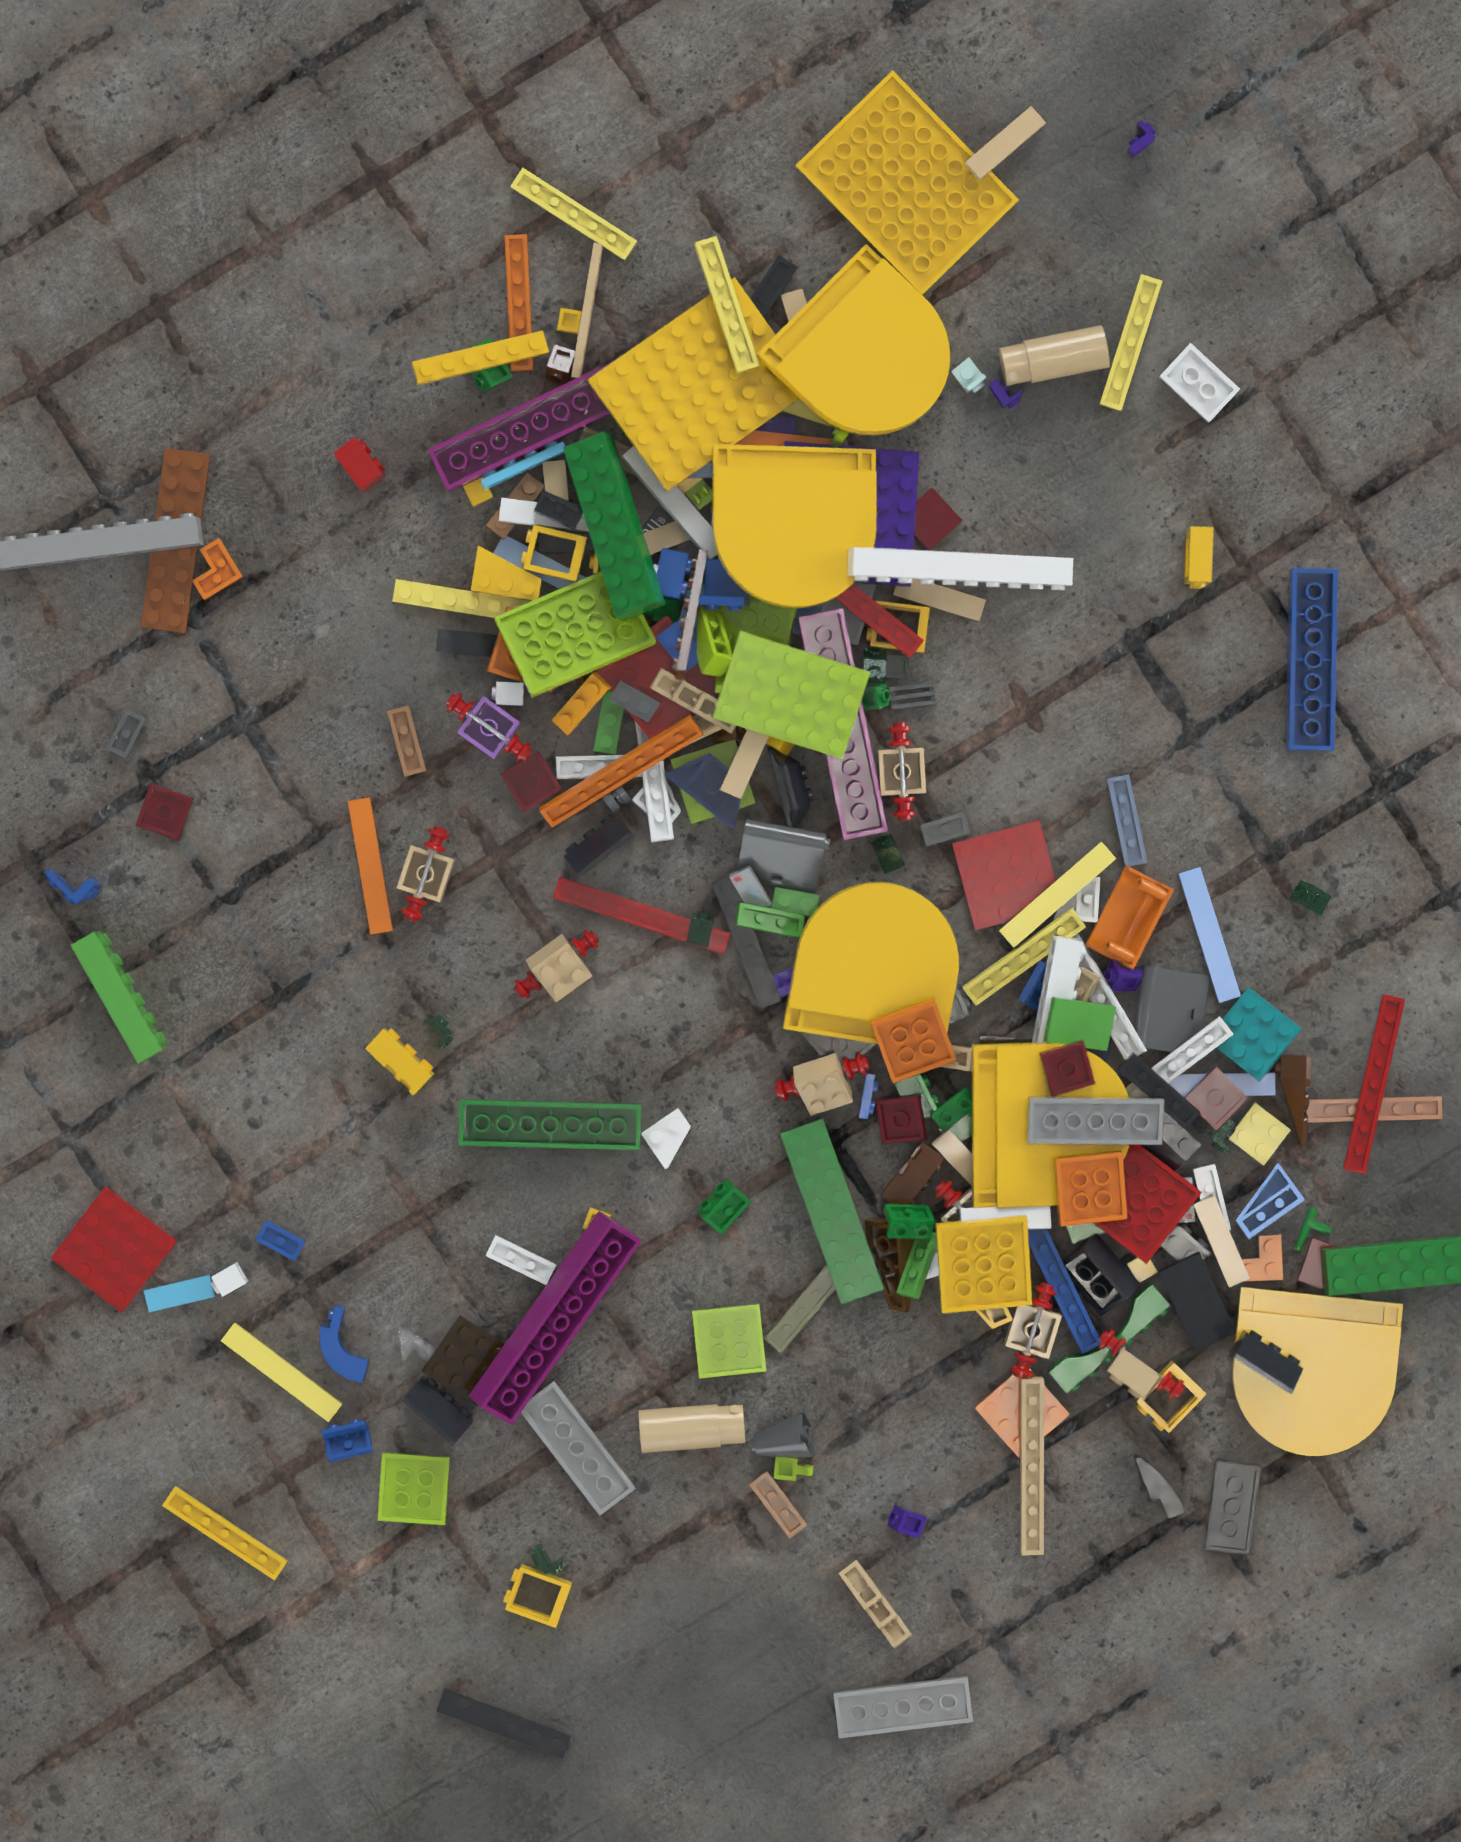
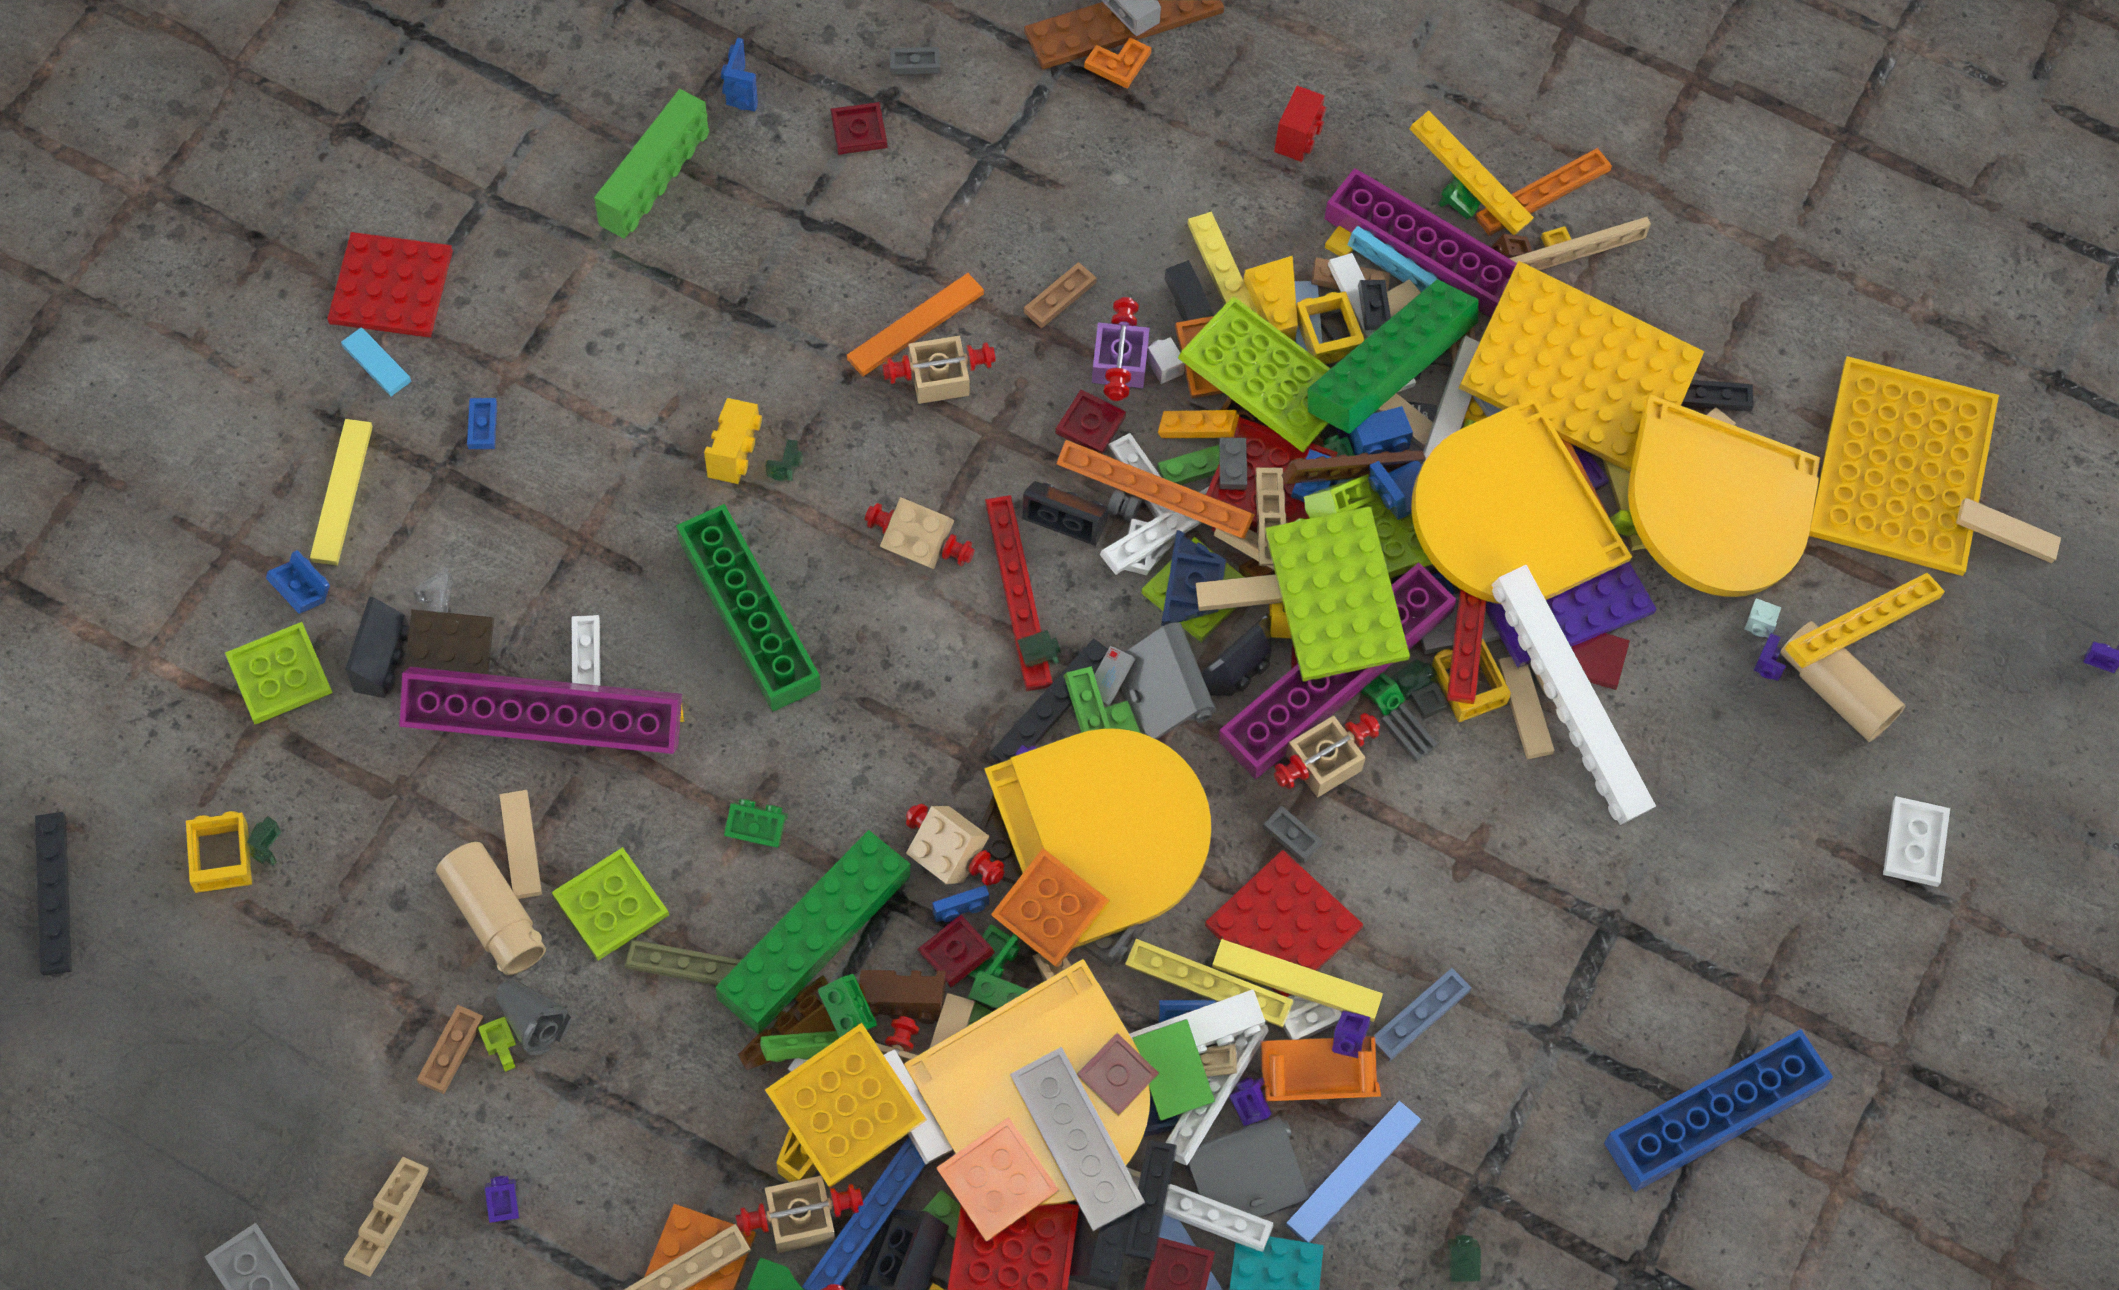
camera: 60 degrees right, 25 degrees down
(225, 1533) = (137, 519): yellow plate -> none
(228, 1279) = (415, 395): white brick -> none
(339, 1359) = (392, 524): blue arch -> none
(573, 214) = (1659, 195): light yellow plate -> none
(577, 1448) = (407, 811): light grey plate -> none
(646, 1380) = (520, 844): none -> tan tile
(667, 1136) = (800, 731): white wing -> none
(726, 304) = (1674, 349): light yellow plate -> none
(888, 853) = (1230, 792): clear green bracket -> none
(1023, 311) = (1864, 620): none -> yellow plate
(1117, 881) = (1350, 1033): none -> dark purple bracket
(1130, 342) = (1906, 752): light yellow plate -> none
(1198, 556) = (1745, 930): yellow window -> none

